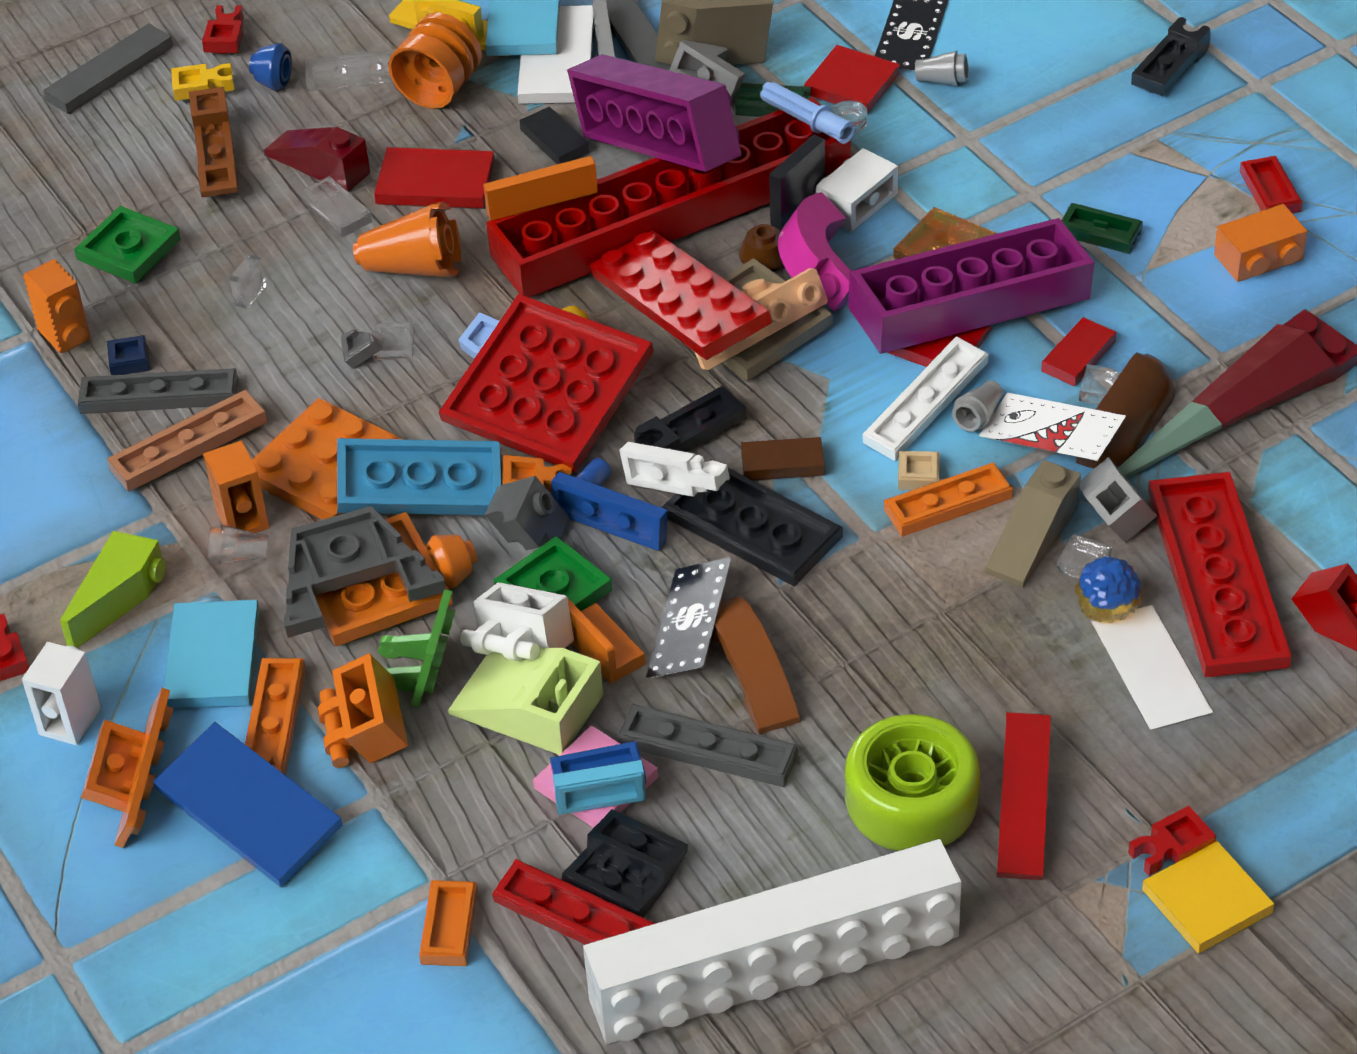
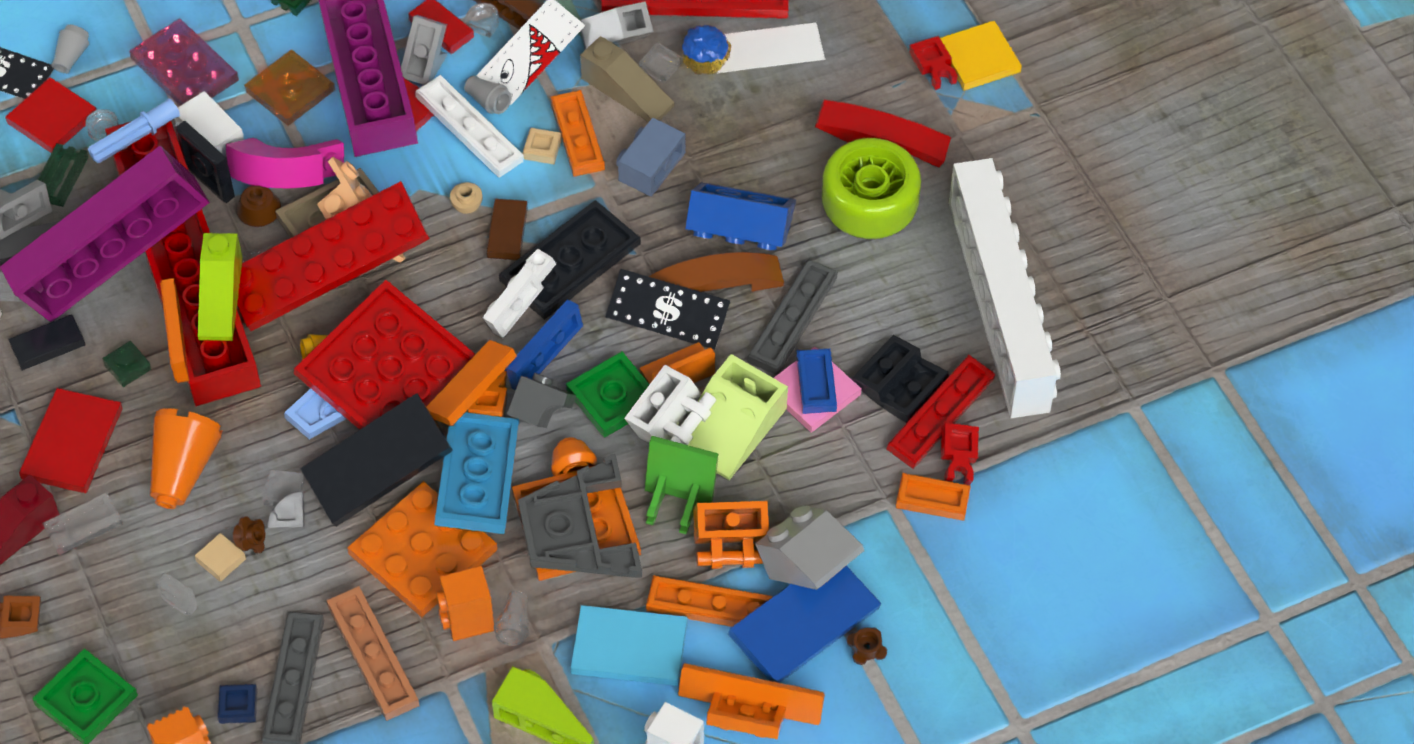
camera: 85 degrees left, 10 degrees up
(215, 866) = (866, 636): none -> reddish brown plate
(302, 309) = (220, 557): none -> tan tile
(328, 310) = (249, 535): none -> reddish brown plate
(330, 779) = (807, 548): none -> light grey slope
(423, 391) = (376, 459): none -> black tile
(520, 937) = (959, 446): none -> red plate
(532, 445) = (471, 382): none -> orange tile
(599, 787) = (842, 375): medium azure tile -> none
(611, 207) = (219, 286): none -> lime slope
(693, 422) = (457, 281): black plate -> none
(819, 415) = (466, 204): none -> tan plate
(850, 662) = (740, 215): none -> blue slope
(919, 566) = (651, 156): none -> sand blue brick
(947, 155) = (183, 63): none -> clear pink plate
(1023, 337) = (423, 50): none -> light grey slope

